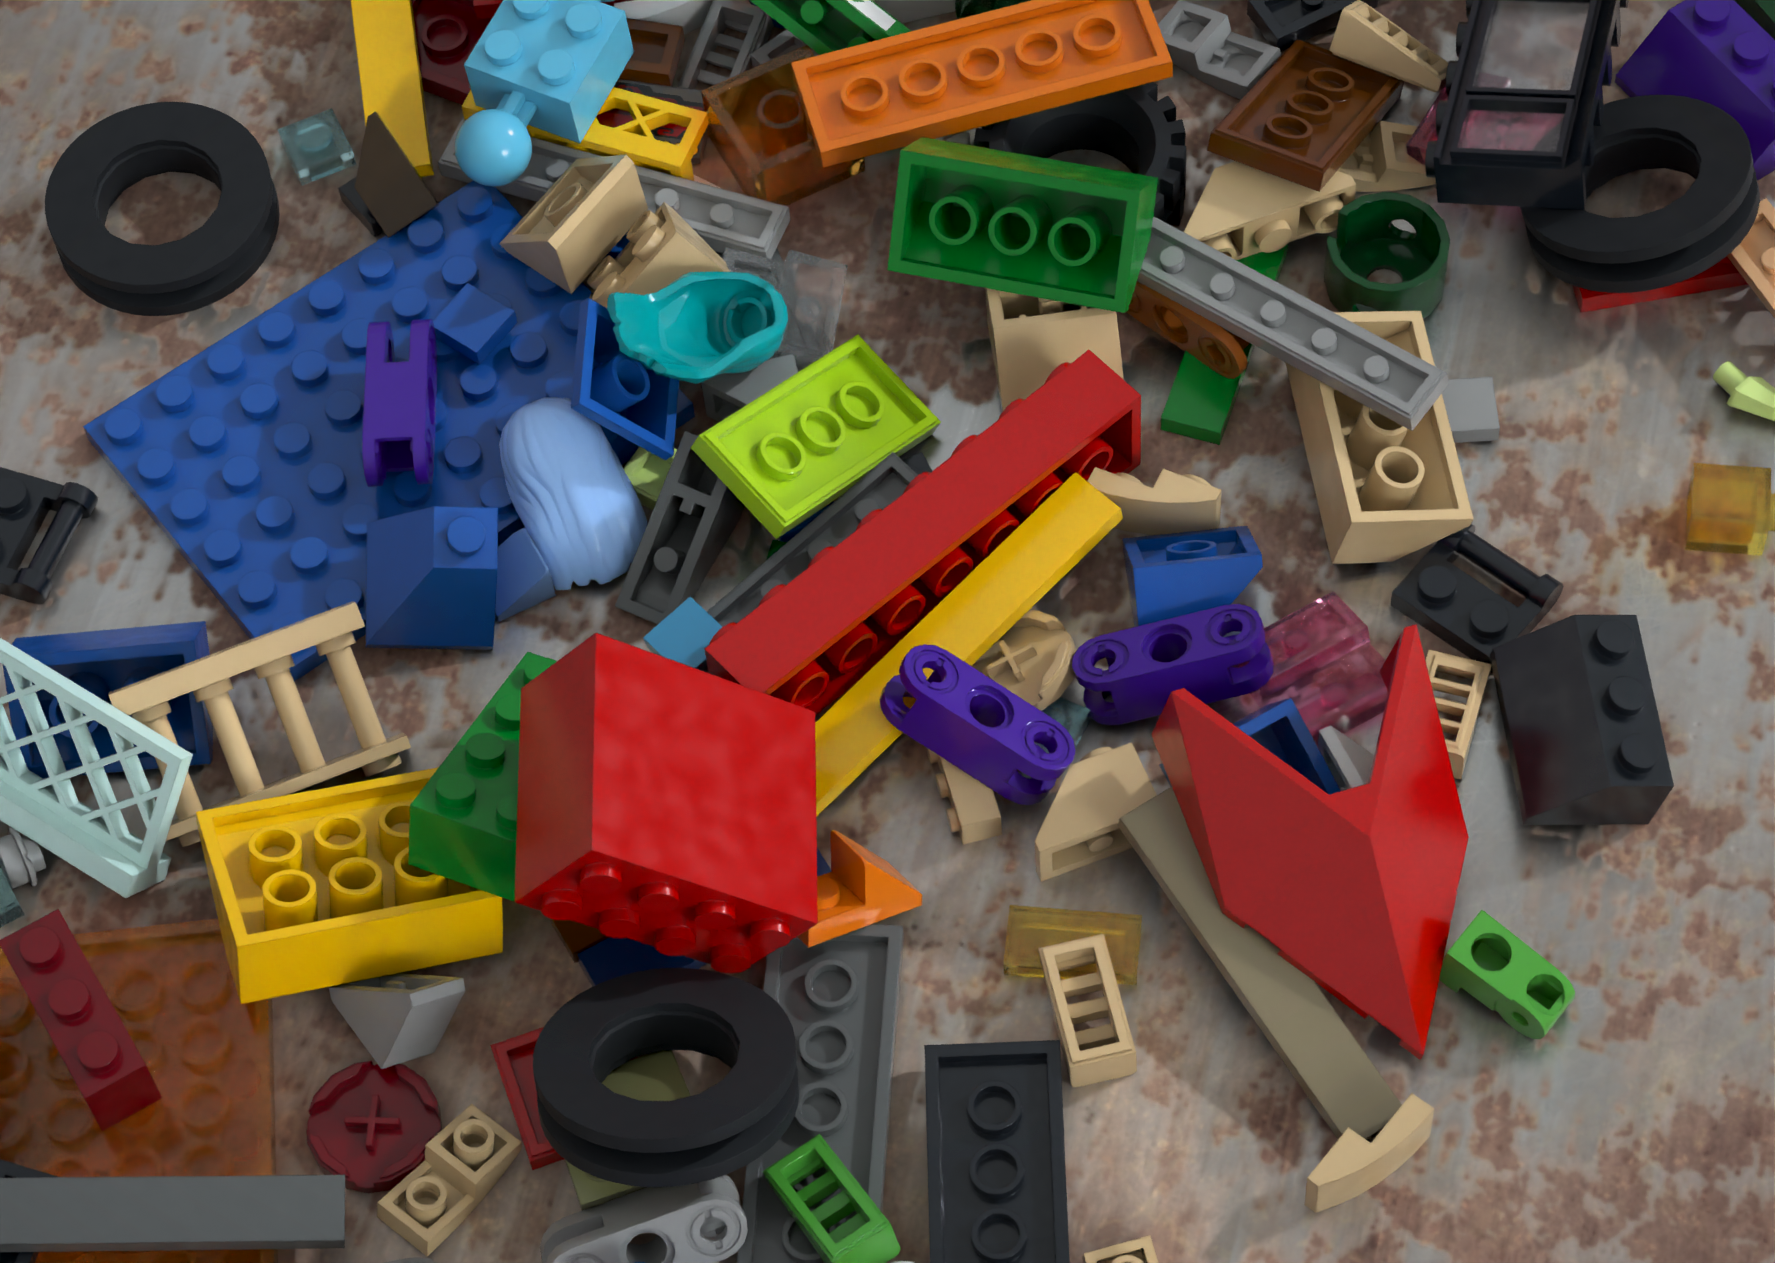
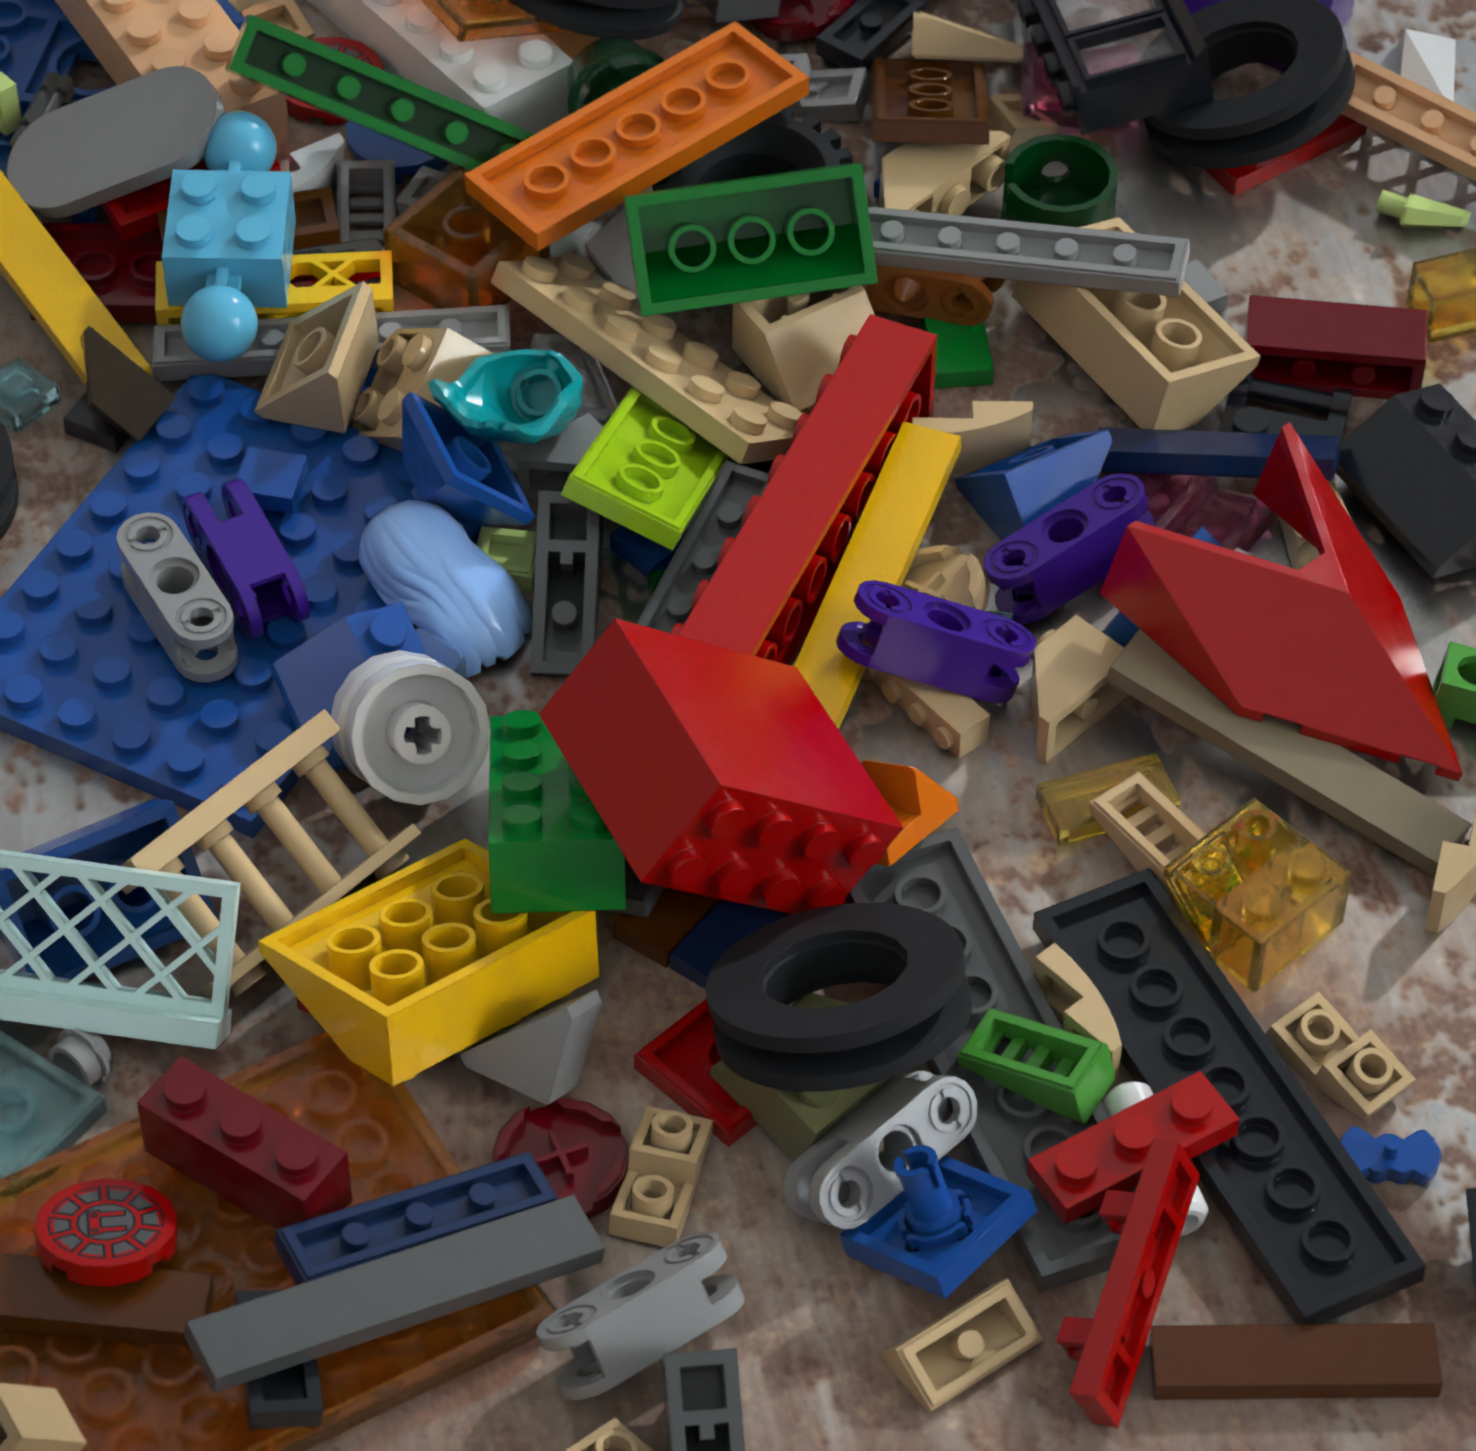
camera: 30 degrees left, 10 degrees down
(192, 1144) = (411, 1217): none -> dark blue tile
(316, 390) = (177, 596): none -> light grey piece
(445, 638) = (416, 692): none -> white wheel
(894, 320) = (651, 355): none -> tan plate
(908, 1180) = (1077, 1001): none -> tan slope
(1145, 1108) = (1258, 893): none -> clear yellow slope
(1377, 608) = (1207, 452): none -> dark blue tile
(1571, 527) = (1338, 345): none -> dark red brick

